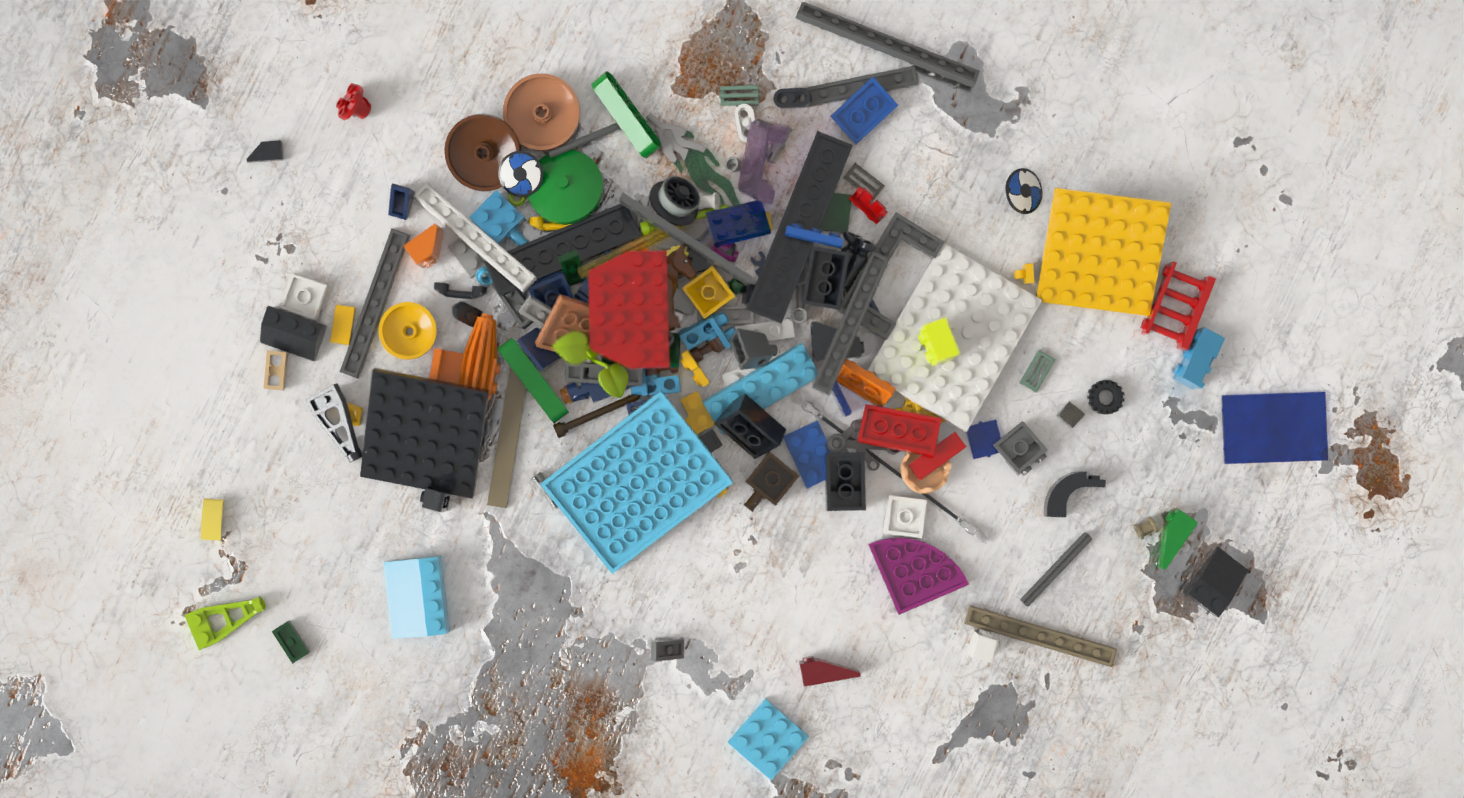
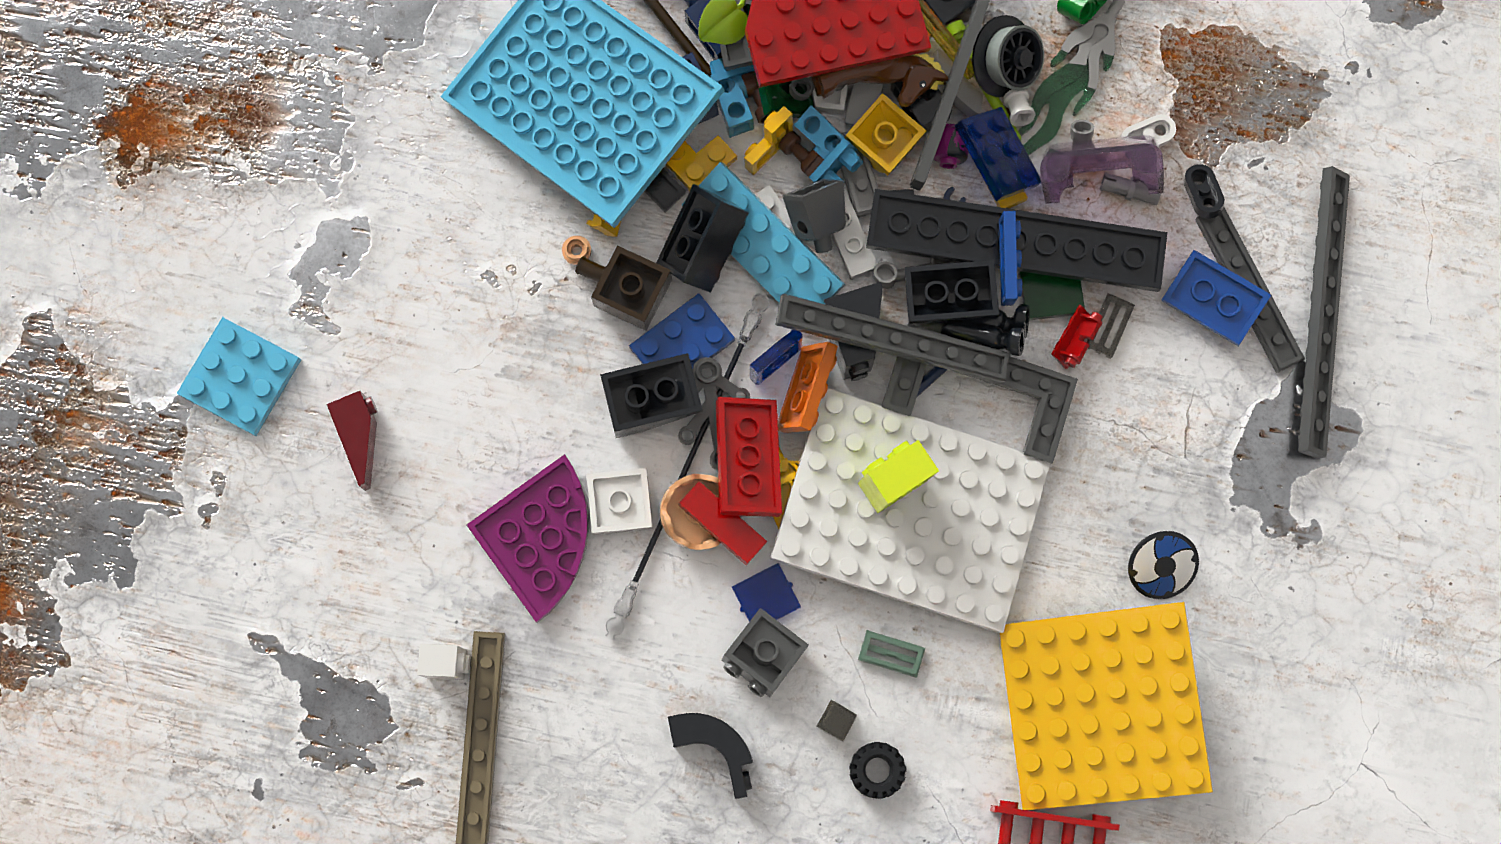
camera: 80 degrees right, 10 degrees down
(667, 649) = (344, 196): dark grey slope -> none
(736, 286) = (903, 175): dark green plate -> none
(739, 95) = (1195, 116): sand green tile -> none
(740, 512) = (572, 242): none -> light nougat plate
(1026, 274) = (1036, 598): yellow tile -> none
(1056, 569) = (589, 755): dark grey axle -> none

